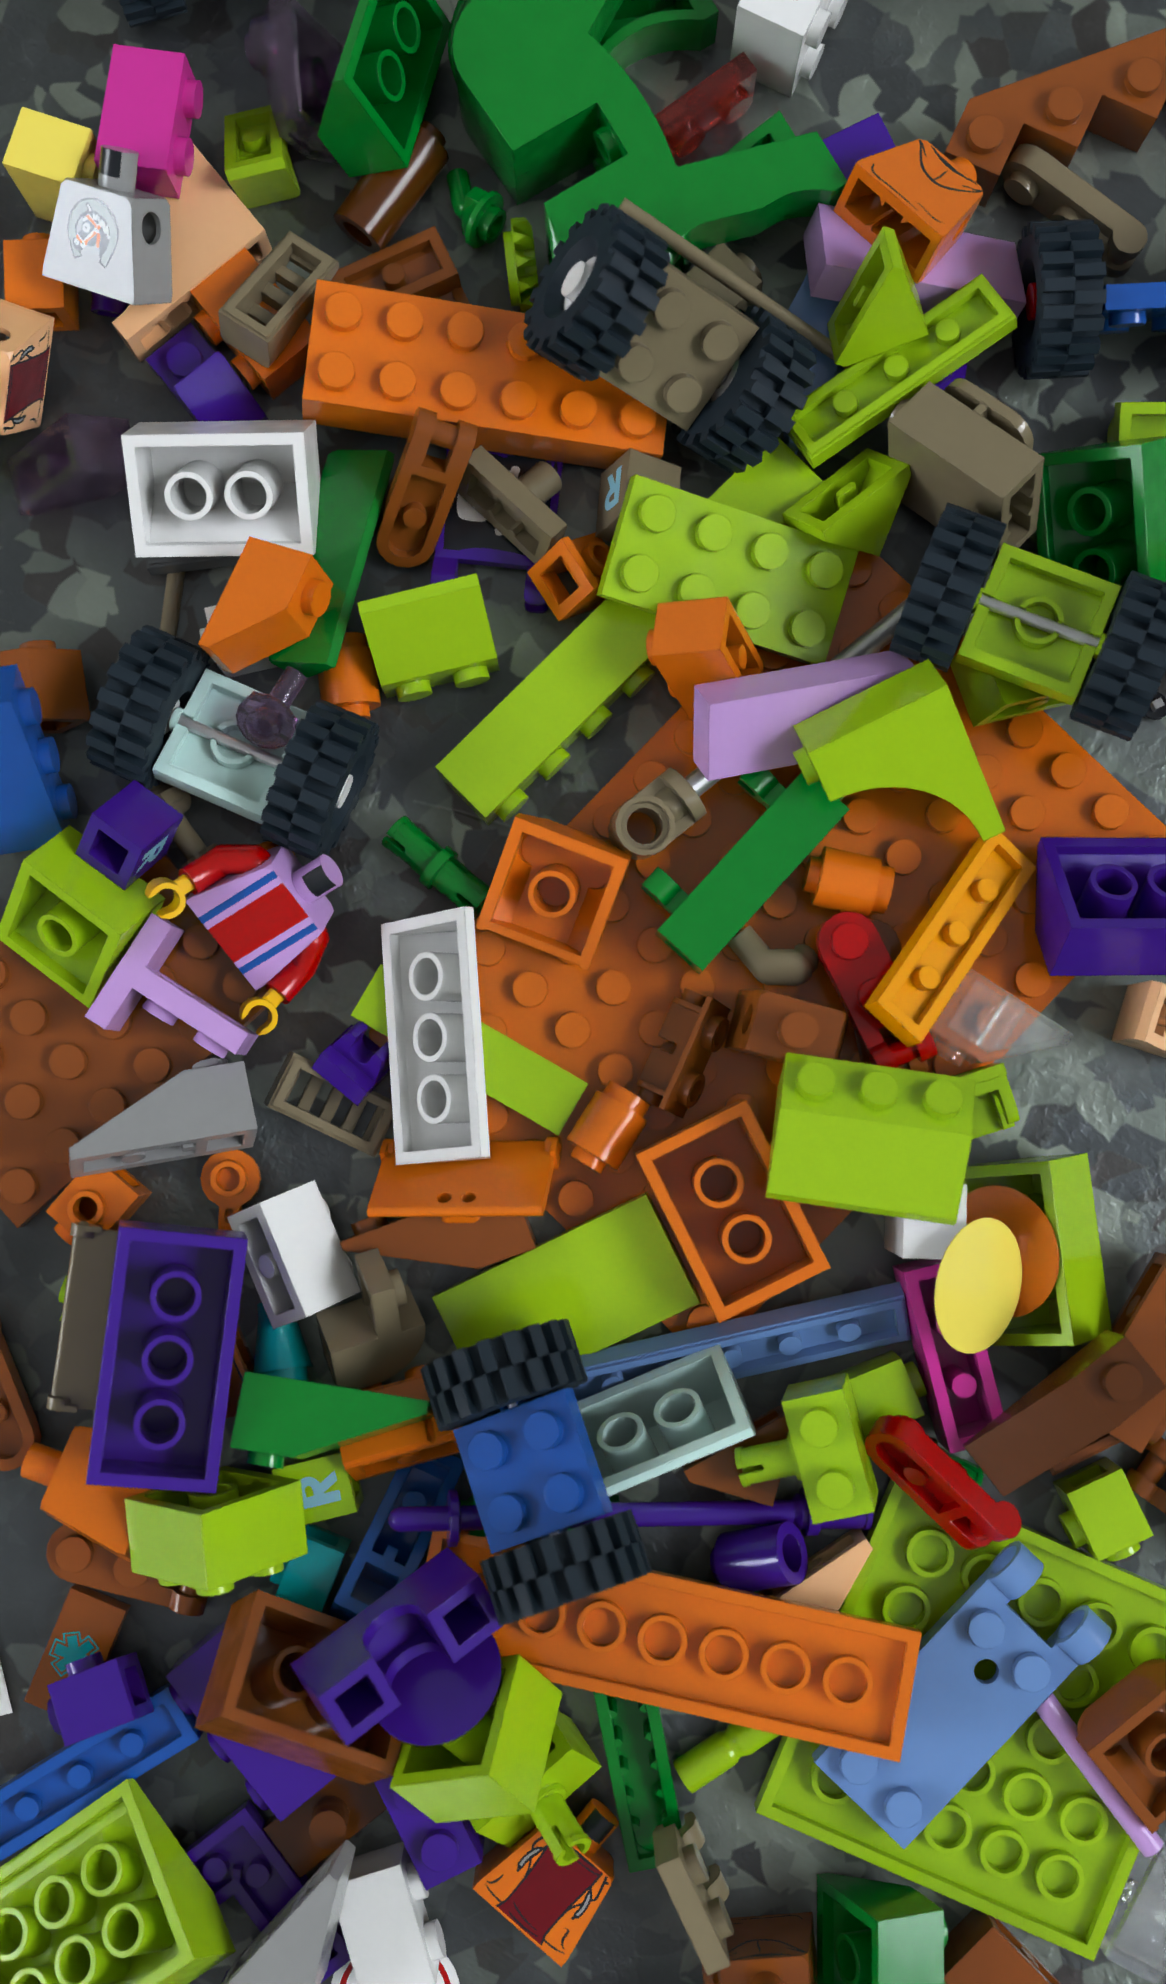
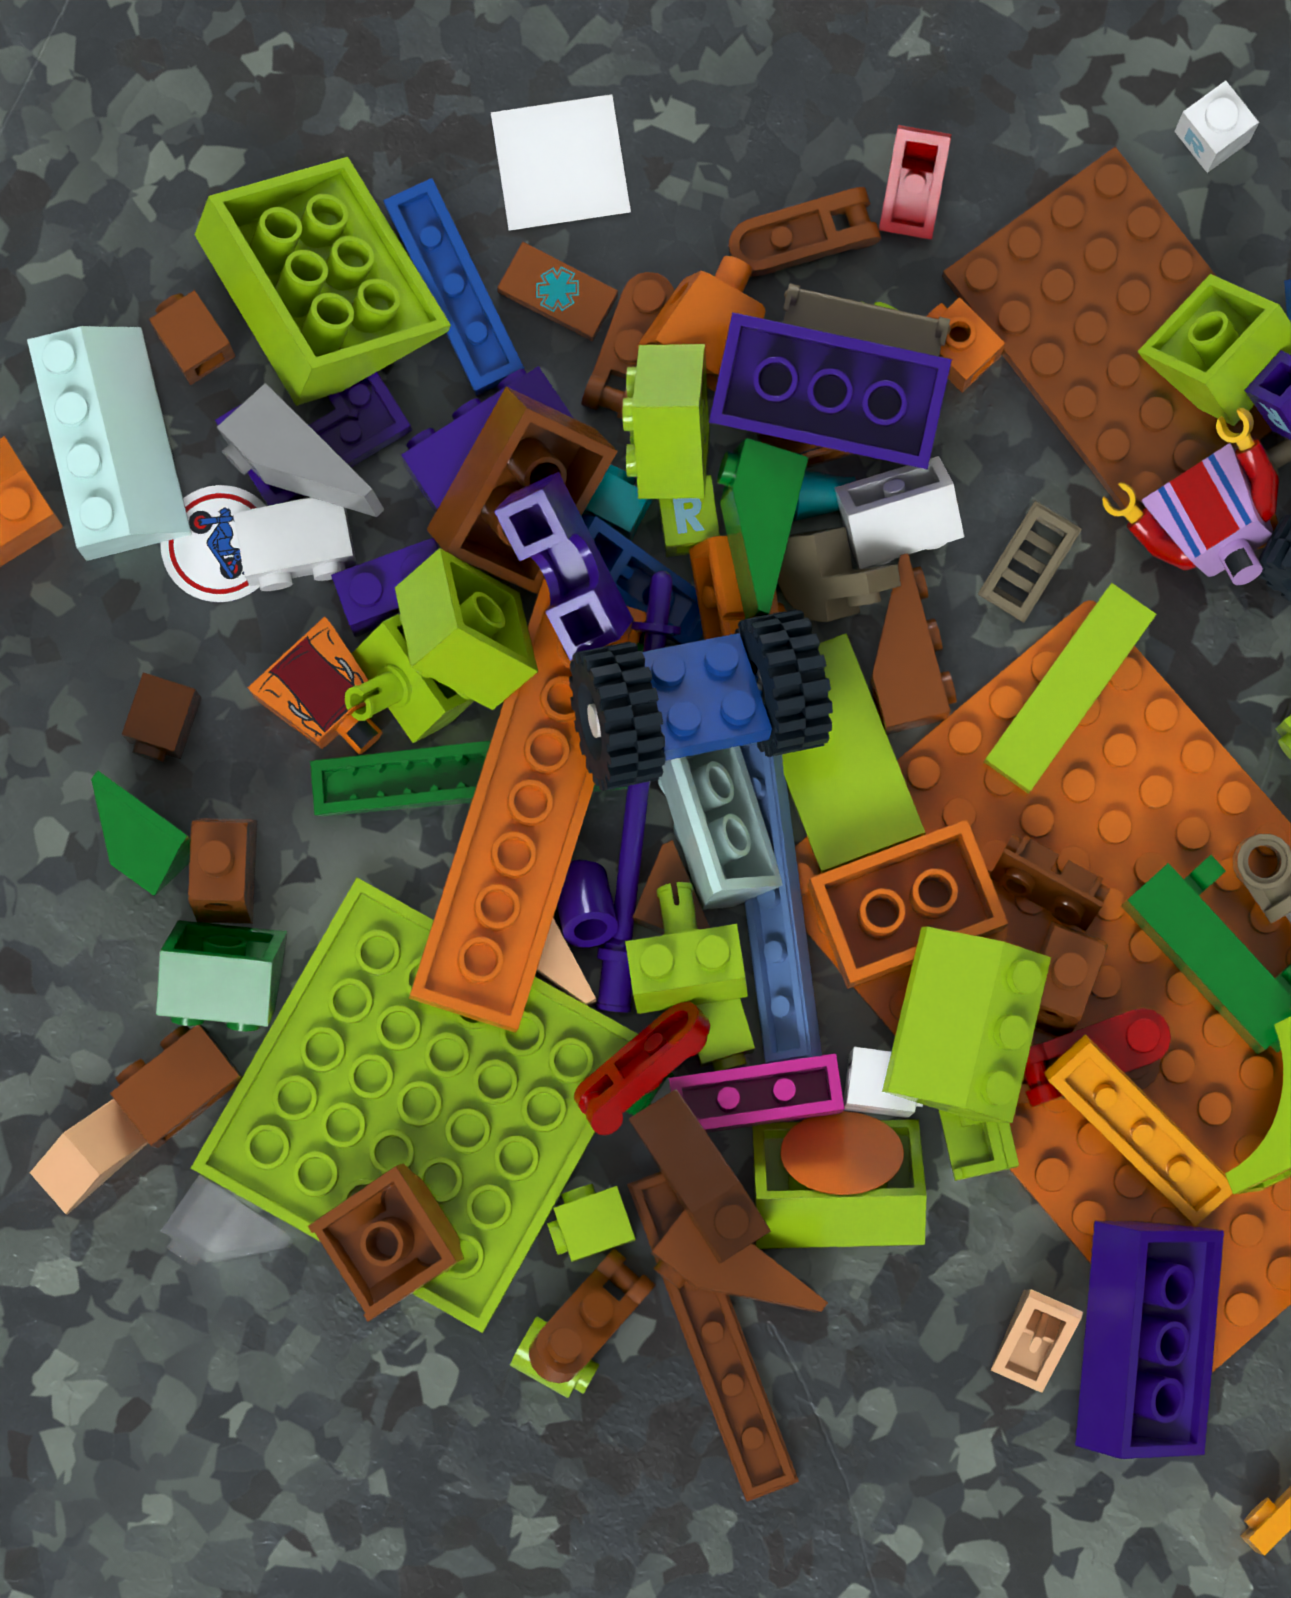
camera: 95 degrees right, 5 degrees down
(97, 1696) = (526, 306): dark purple brick -> none
(140, 976) = (1163, 397): lavender bracket -> none
(184, 1118) = (1031, 425): light grey slope -> none
(230, 1182) = (968, 461): orange plate -> none
(324, 1822) = (404, 505): reddish brown tile -> none
(354, 1063) = (1066, 584): dark purple tile -> none
(435, 1038) = (1085, 656): white slope -> none
(436, 865) = (1240, 677): green pin -> none
(443, 1697) = (515, 600): dark purple sticker -> none
(507, 1184) = (955, 669): orange door -> none
(554, 888) = (1213, 776): orange slope -> none
(608, 1128) = (988, 804): orange brick -> none
(693, 1893) = (325, 798): dark tan plate -> none
(718, 1754) = (412, 860): lime piece -> none
(774, 966) = (1124, 970): dark tan arm -> none
(848, 882) = (1196, 1047): orange brick -> none
(955, 1716) = (432, 1052): medium blue hinge -> none
(978, 1285) = (821, 1115): light yellow sticker -> none
(991, 1024) = (1052, 1162): clear slope -> none
(1065, 1732) = (411, 1156): lavender bar -> none

